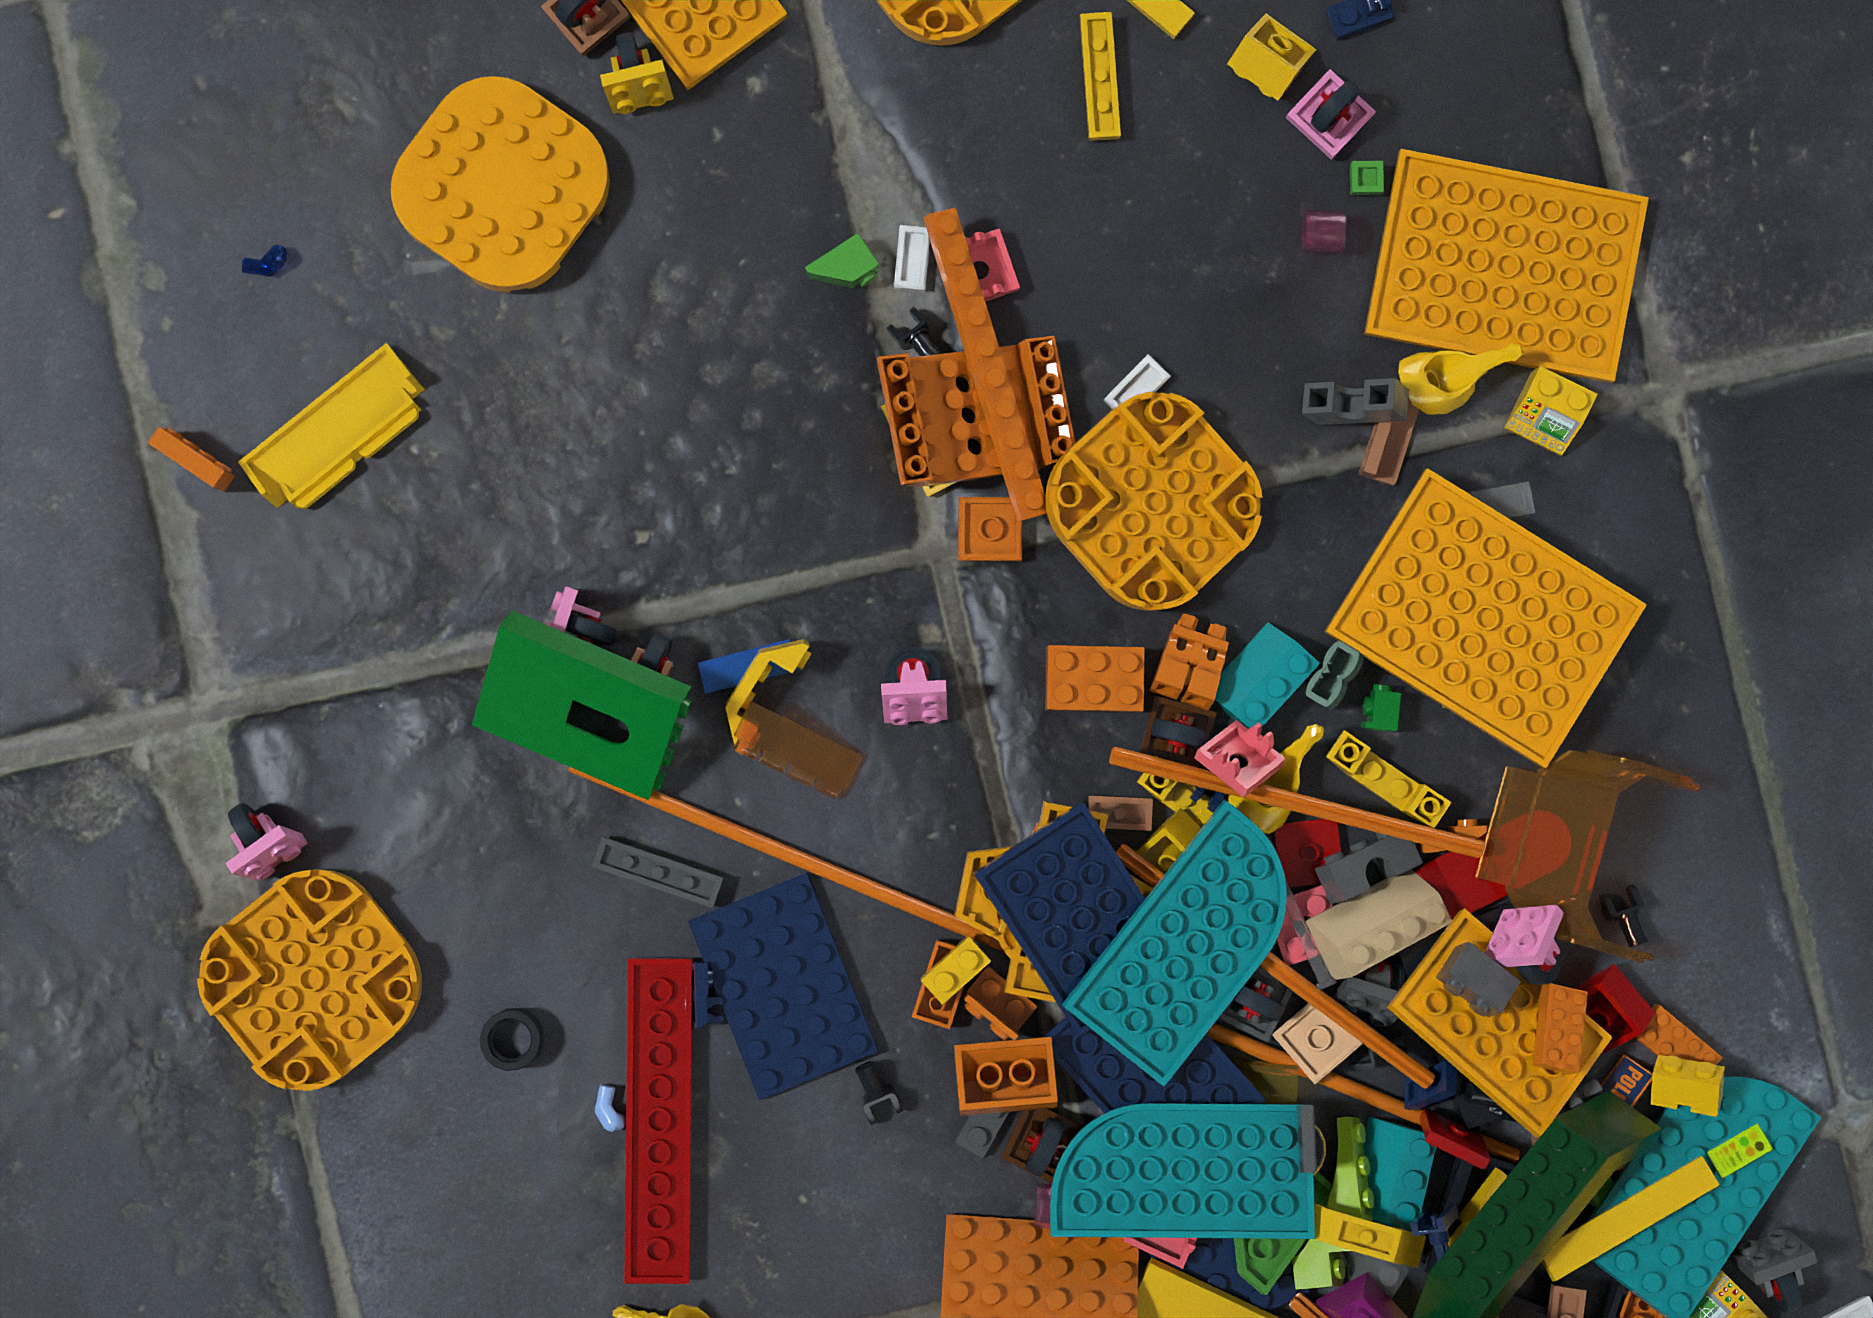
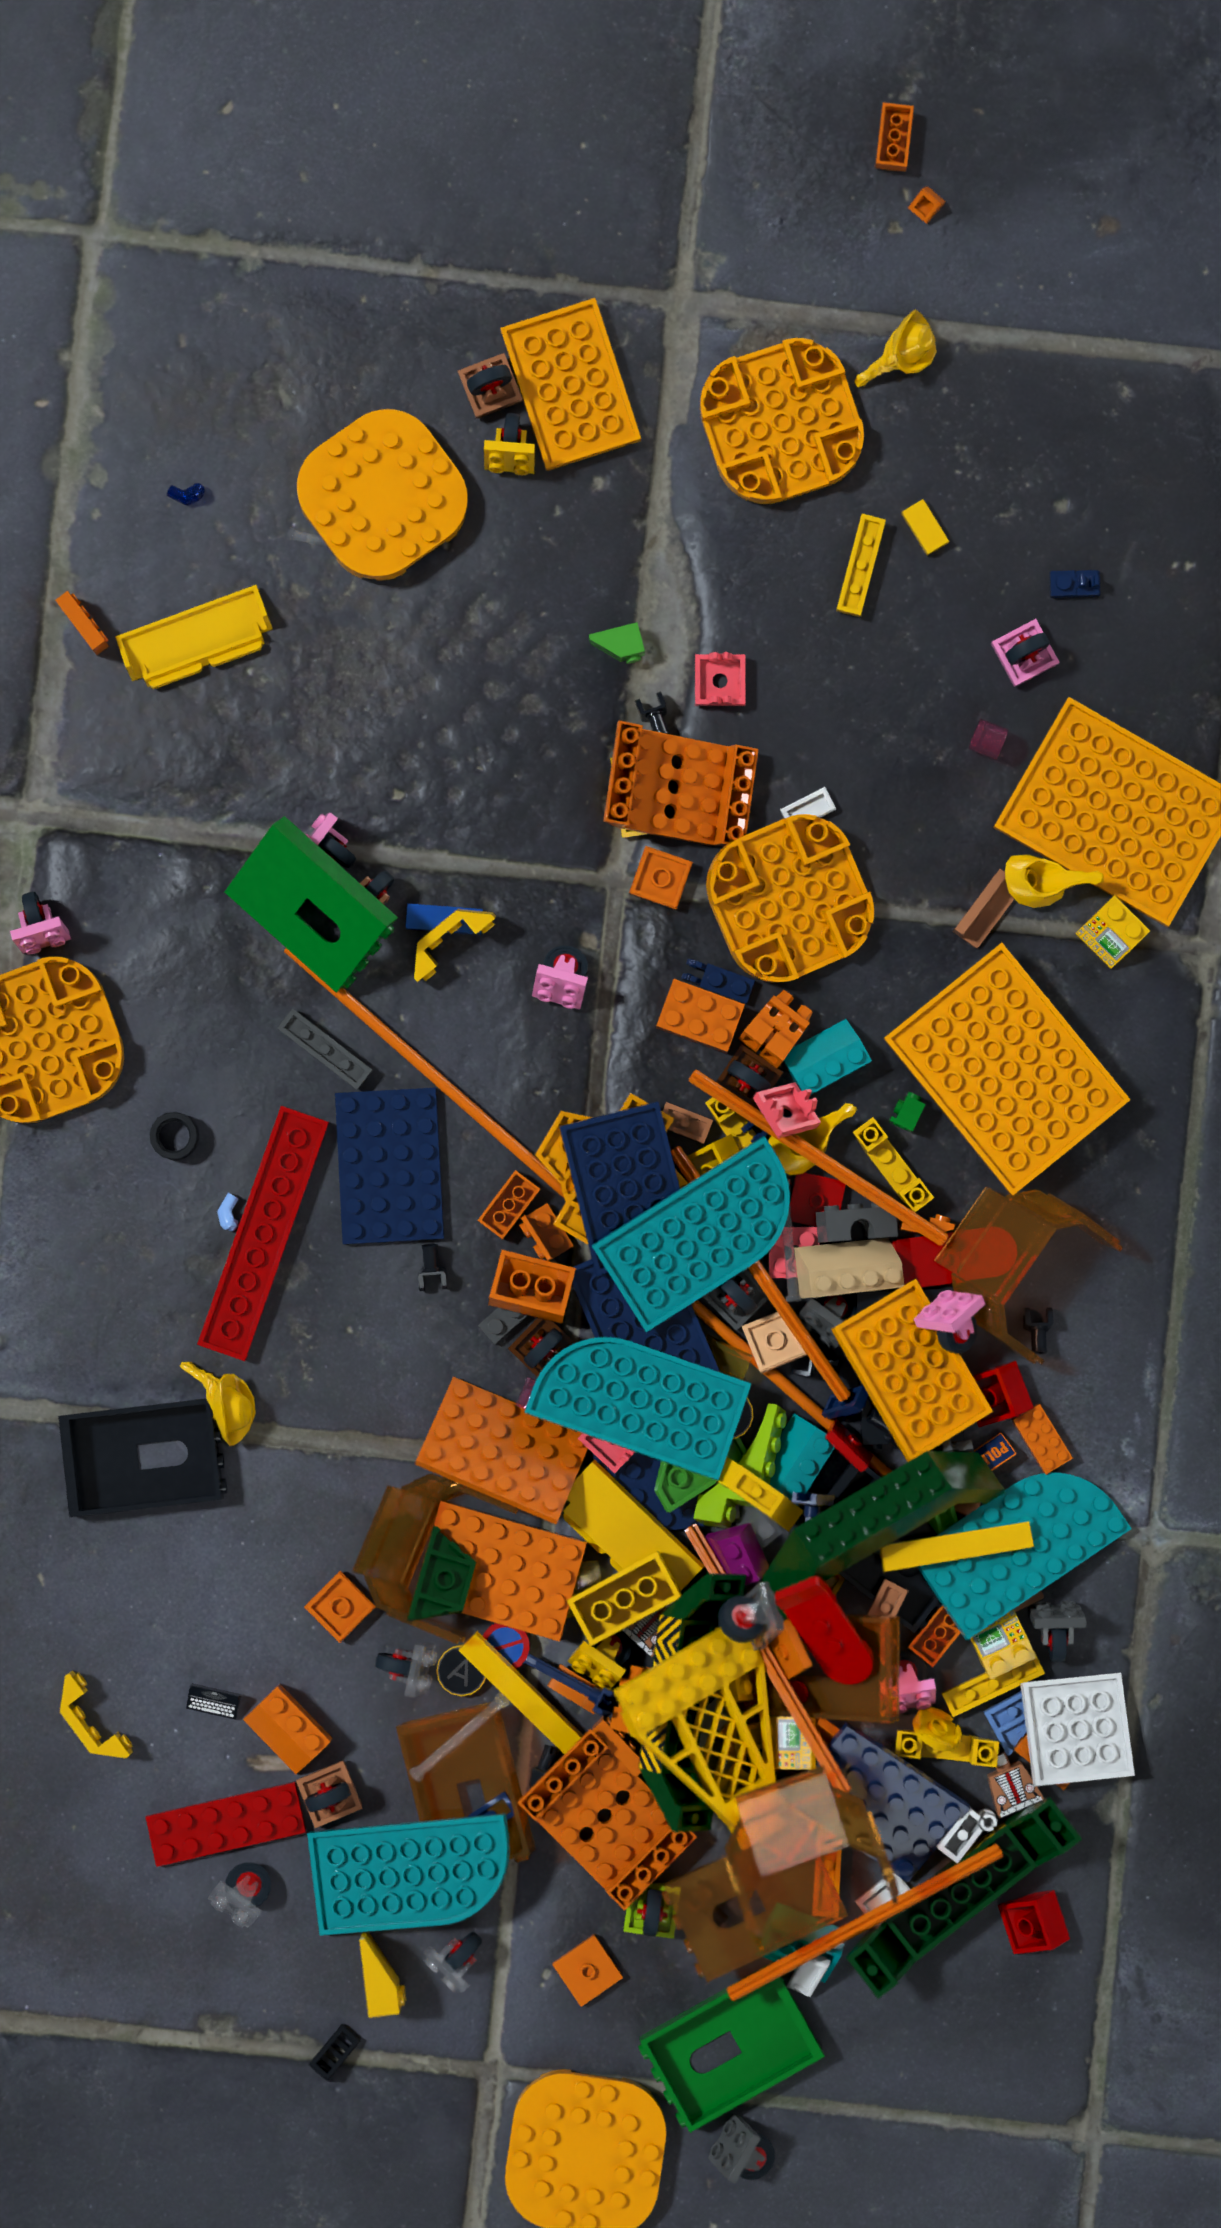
camera: 20 degrees right, 0 degrees up
(701, 1003) = (330, 1141): dark blue plate -> none
(793, 744) = (458, 987): clear orange windscreen -> none
(912, 258) = (672, 654): white tile -> none
(955, 969) = (521, 1194): yellow brick -> none
(986, 364) = (699, 753): orange plate -> none
(1104, 628) = (721, 981): none -> dark blue hinge
(1271, 57) = (995, 594): yellow slope -> none
(1306, 1139) = (738, 1404): dark grey tile -> none
(1330, 682) = (876, 1078): sand green brick -> none
(1366, 178) = (1035, 709): bright green plate -> none
(1377, 402) = (980, 880): dark grey arch -> none
(1477, 980) = (904, 1331): flat silver brick -> none
(1508, 500) = (1057, 988): clear tile -> none
(1560, 1029) = (954, 1389): orange piece -> none
(1687, 1084) = (1038, 1466): yellow brick -> none
(1739, 1150) = (1059, 1529): clear neon green sticker -> none

